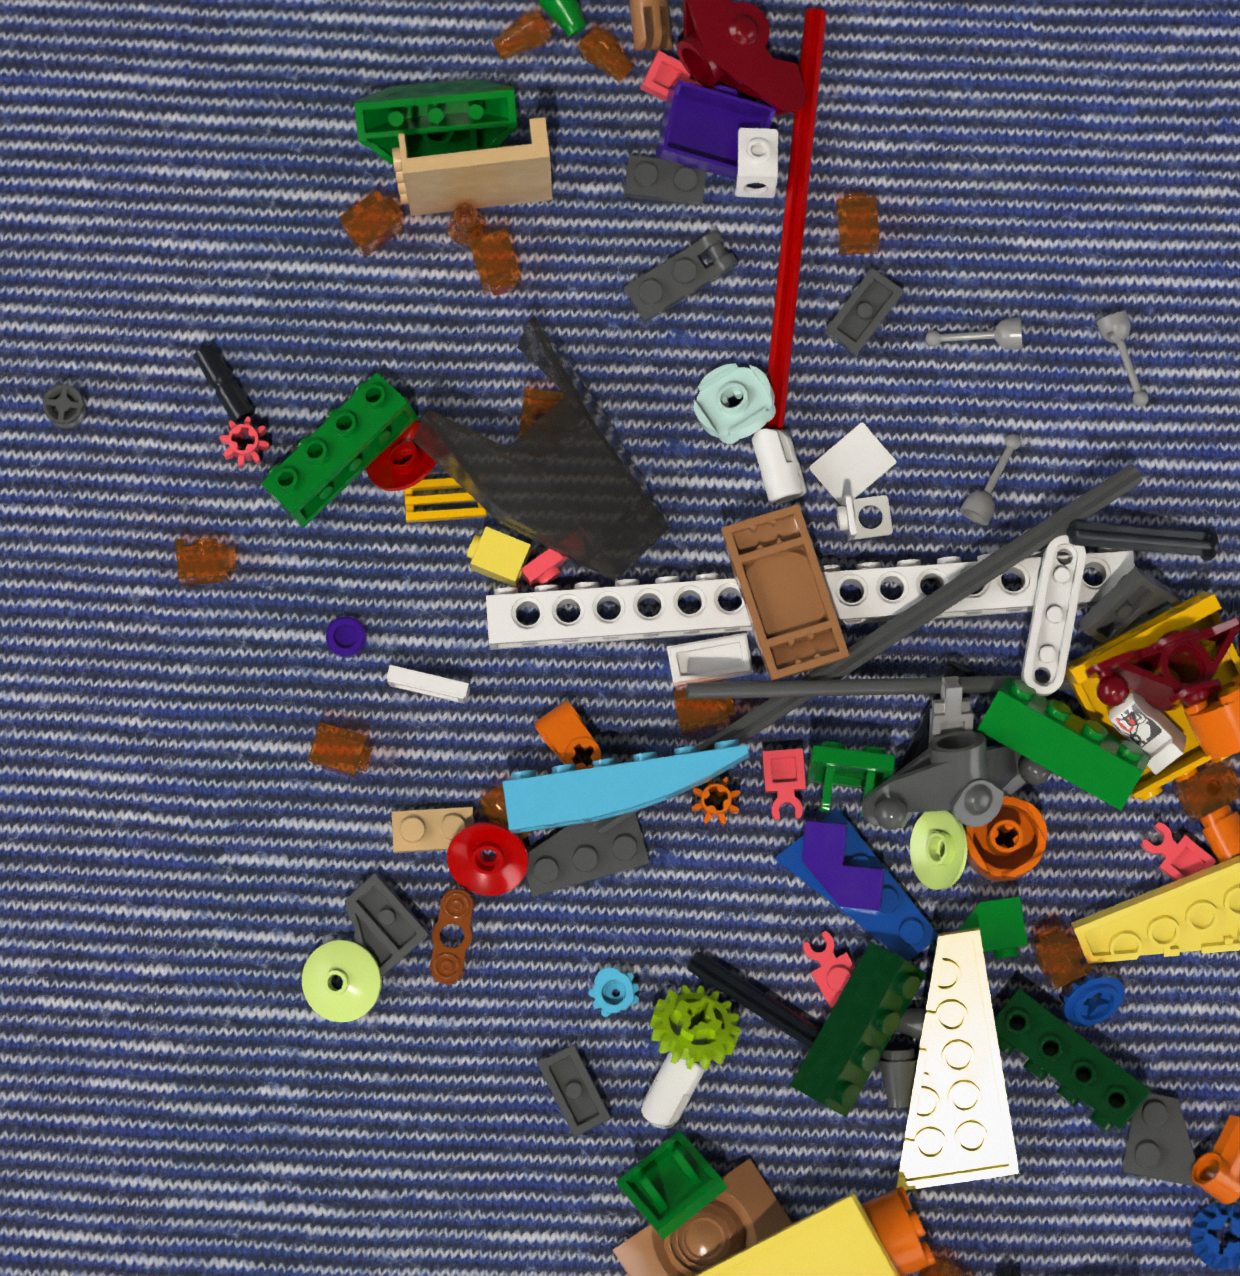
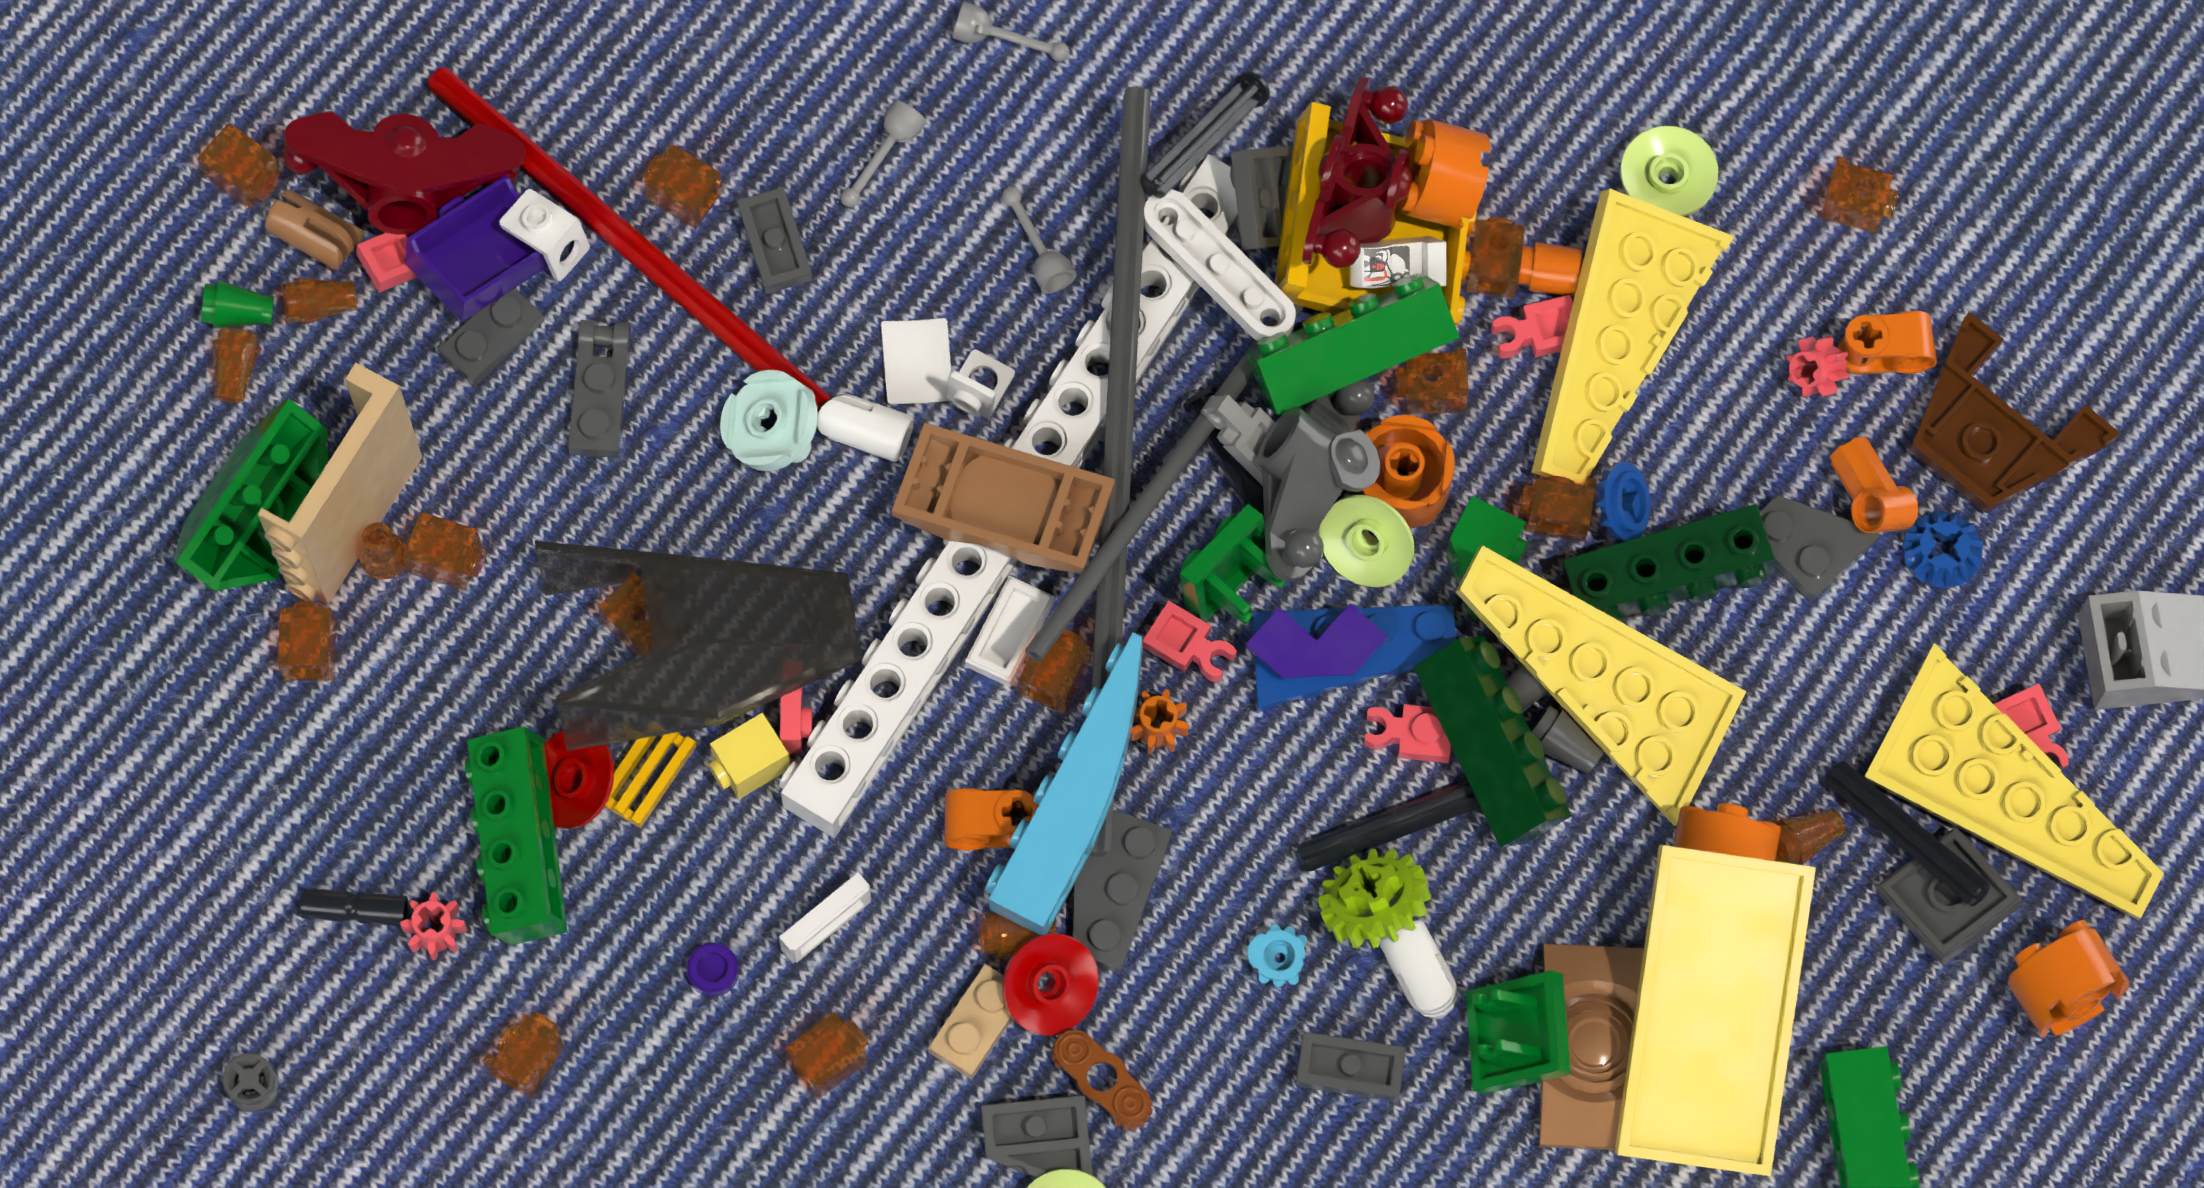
camera: 55 degrees left, 10 degrees down
(1086, 828) = (1443, 396): none -> clear orange brick

